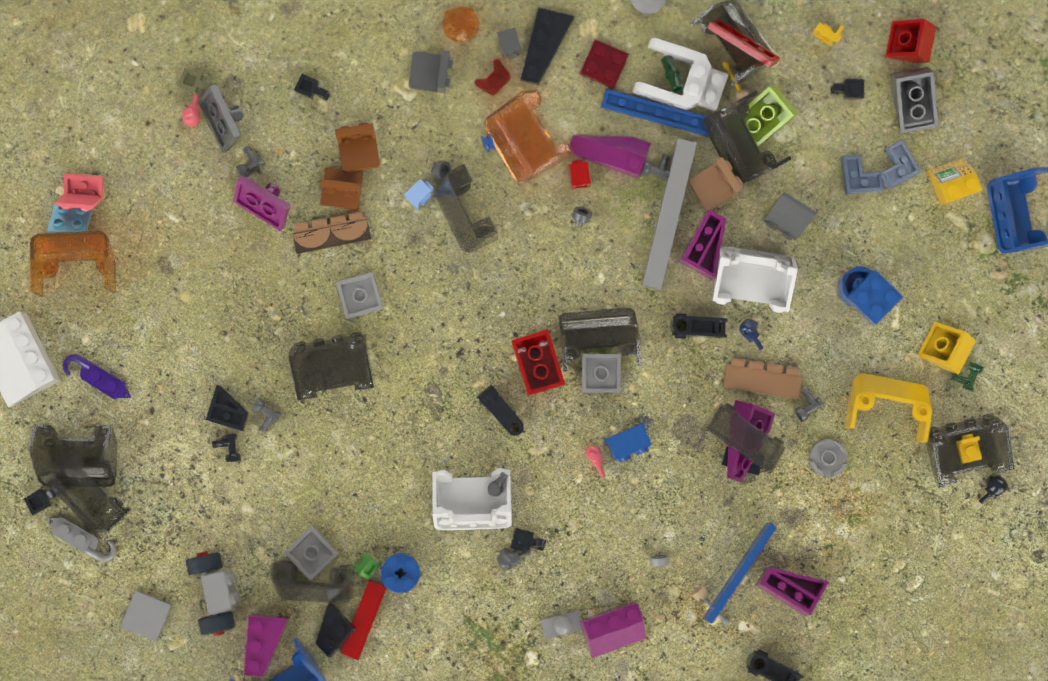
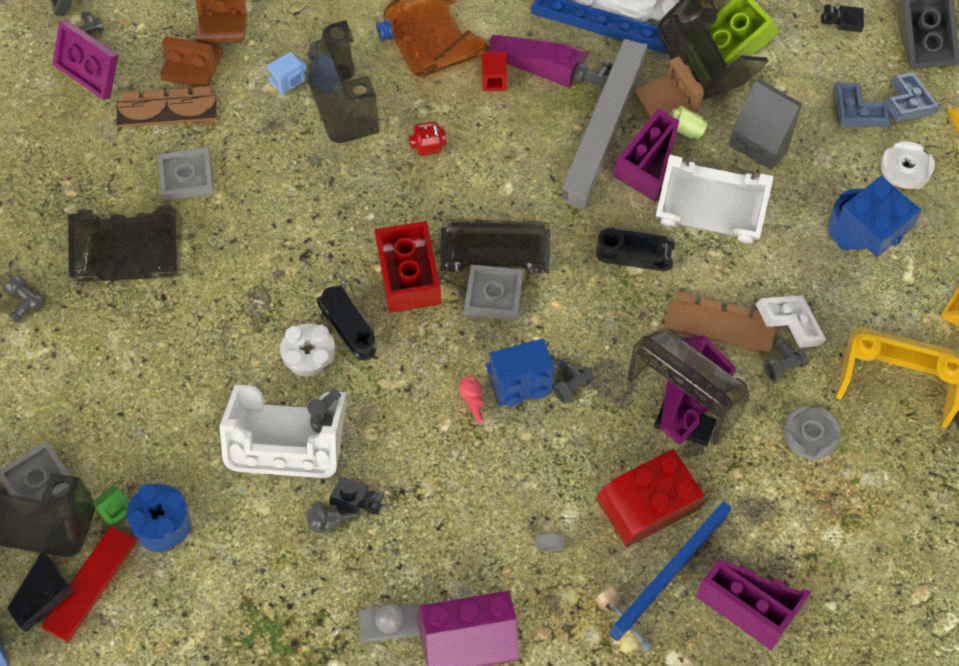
camera: 10 degrees right, 25 degrees down
(469, 441) = (301, 336): none -> white plate
(536, 245) = (428, 138): none -> red head
(581, 215) = (490, 114): dark grey tile -> none
(668, 434) = (563, 390): none -> dark grey piece
(722, 522) = (650, 497): none -> red brick
(731, 210) = (690, 124): none -> yellowish green brick
(749, 330) = (704, 260): dark blue piece -> none
(816, 370) = (794, 313): none -> white plate
(903, 221) = (904, 177): none -> white plate

